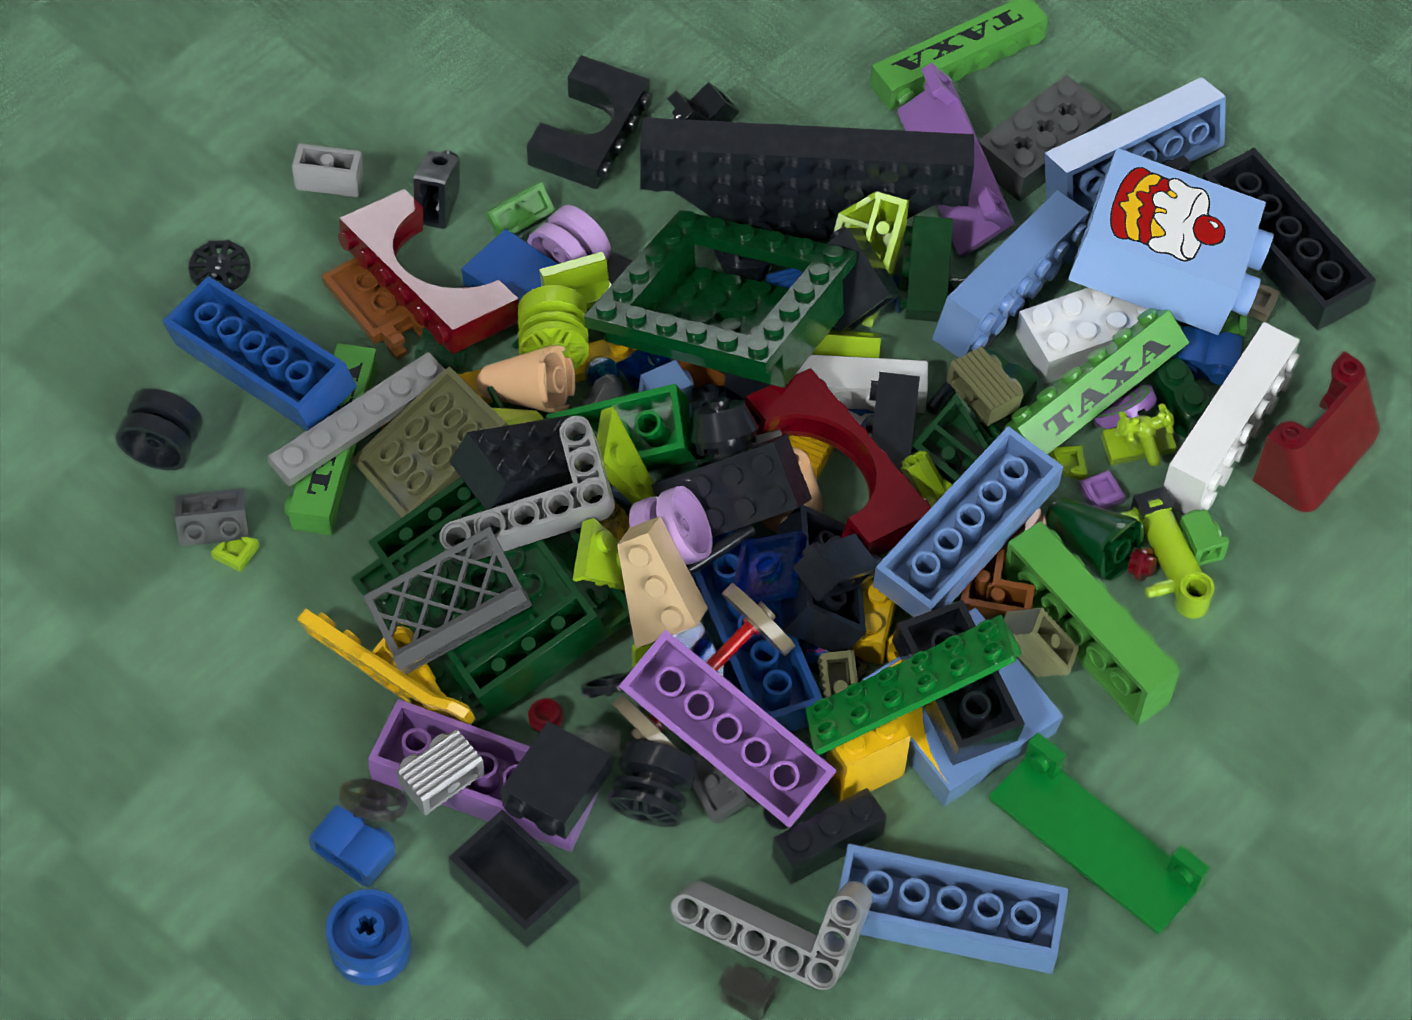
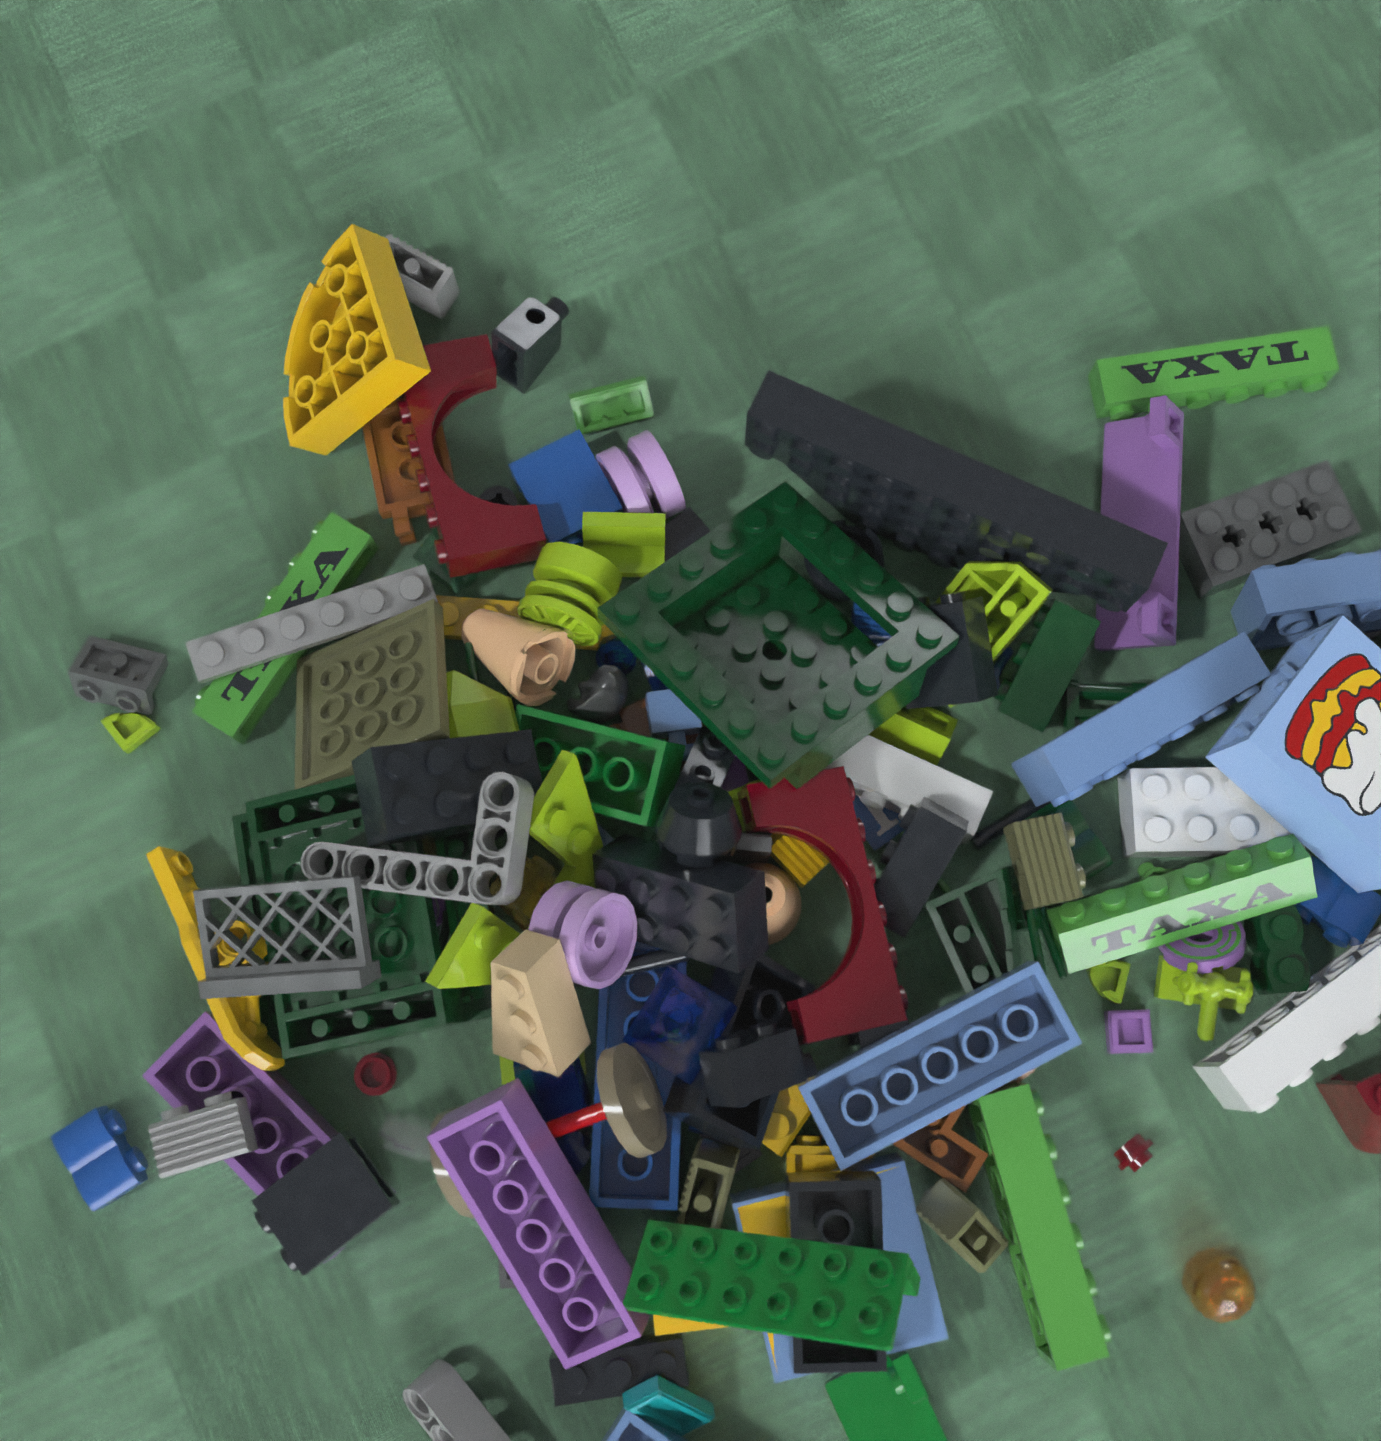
camera: 25 degrees right, 20 degrees up
(159, 429) = (93, 551): black wheel -> none
(220, 265) = (253, 353): black wheel -> none
(259, 354) = (234, 500): blue brick -> none
(305, 224) = (350, 344): none -> yellow brick
(368, 937) = (66, 1286): blue wheel -> none
(372, 800) = (137, 1114): clear smoke wheel -> none
(514, 878) = (245, 1287): black piece -> none
(591, 156) = (720, 361): black arch -> none
(603, 685) = (457, 1075): black wheel -> none
(652, 783) = (435, 1240): black wheel -> none
(706, 105) = (873, 350): black brick -> none
(873, 832) = (668, 1405): none -> teal tile
(925, 477) = (925, 962): lime piece -> none
(1096, 535) = (1093, 1101): dark green cone -> none
(1173, 553) = (1176, 1152): lime piece -> none
(1203, 536) = (1219, 1146): bright green brick -> none
(1245, 629) = (1218, 1285): none -> clear orange hair

